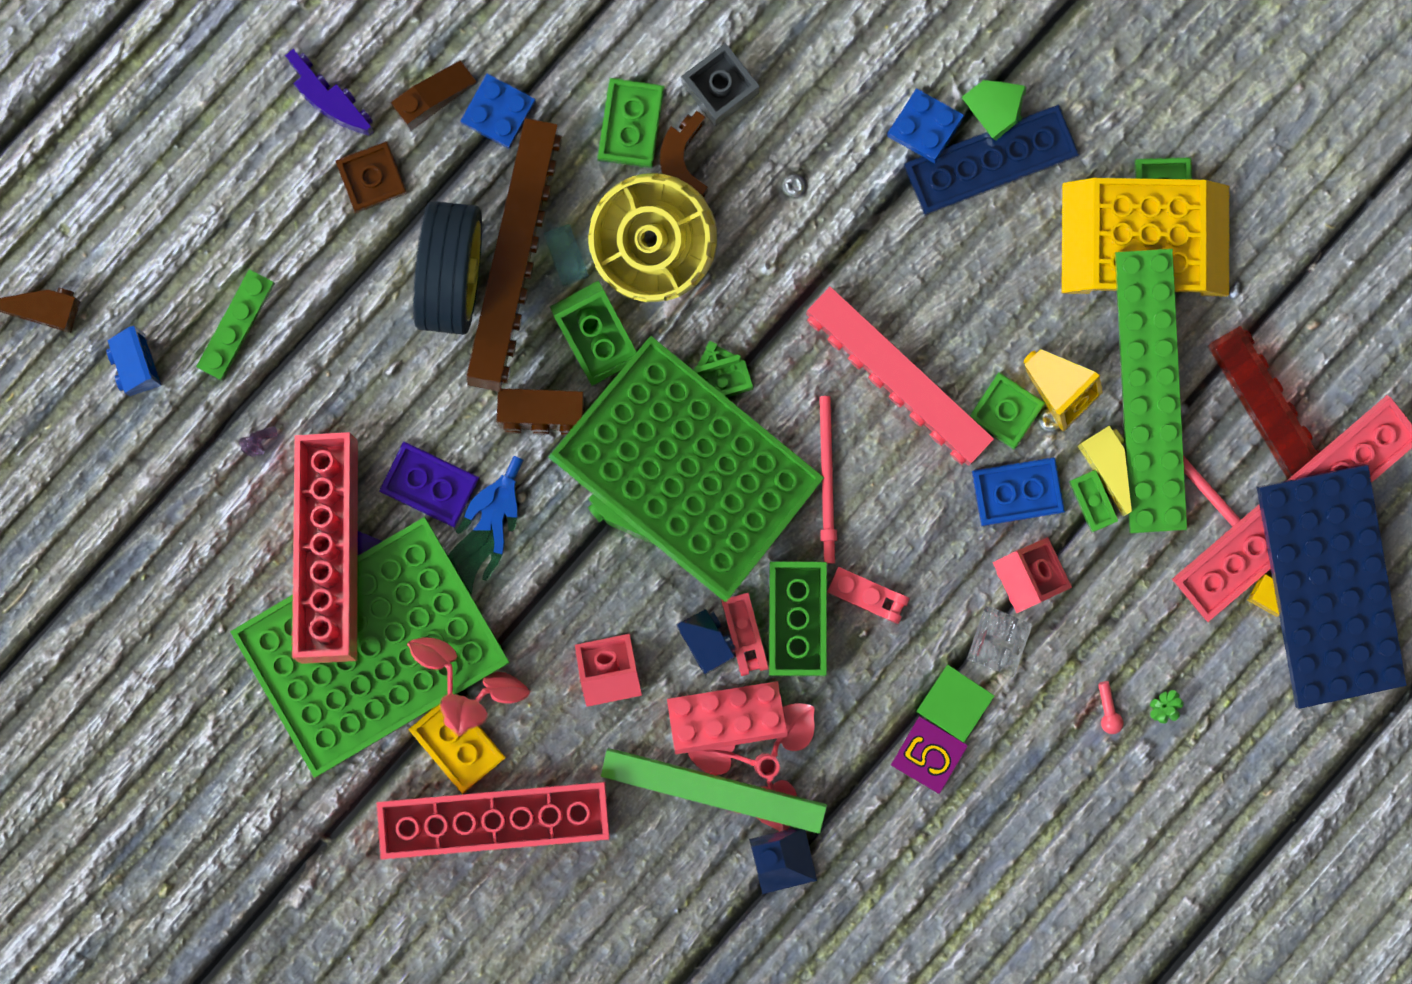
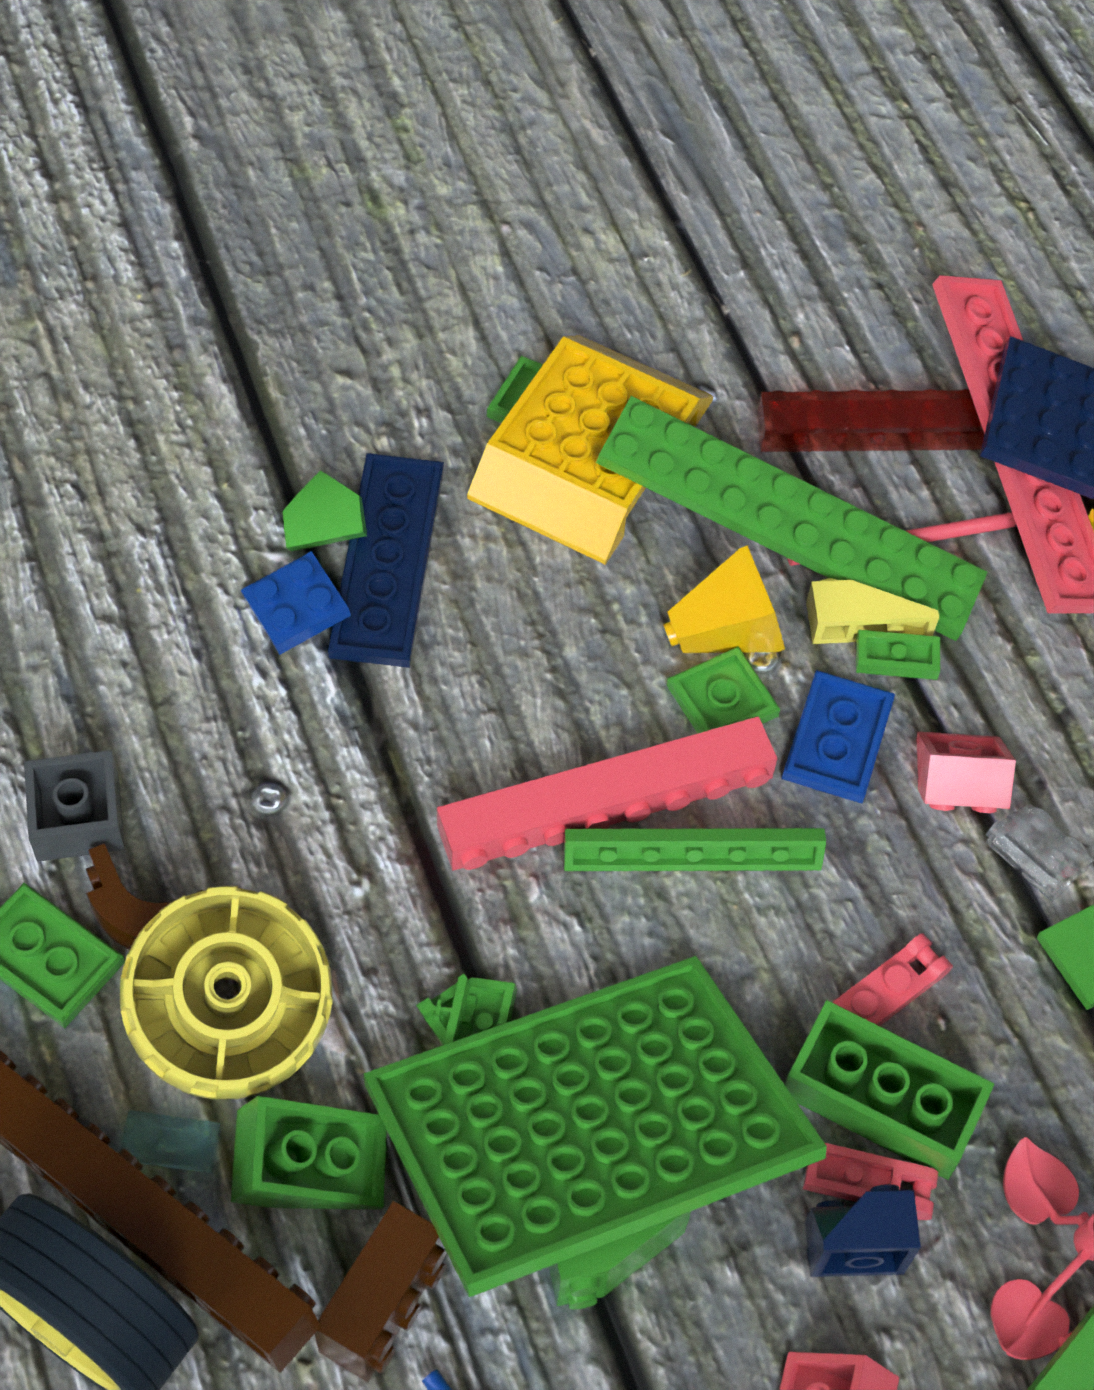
camera: 65 degrees left, 25 degrees down
(726, 717) = (988, 1270): coral plate -> none
(828, 534) = (778, 992): coral bar -> none
(893, 450) = (694, 849): none -> bright green plate

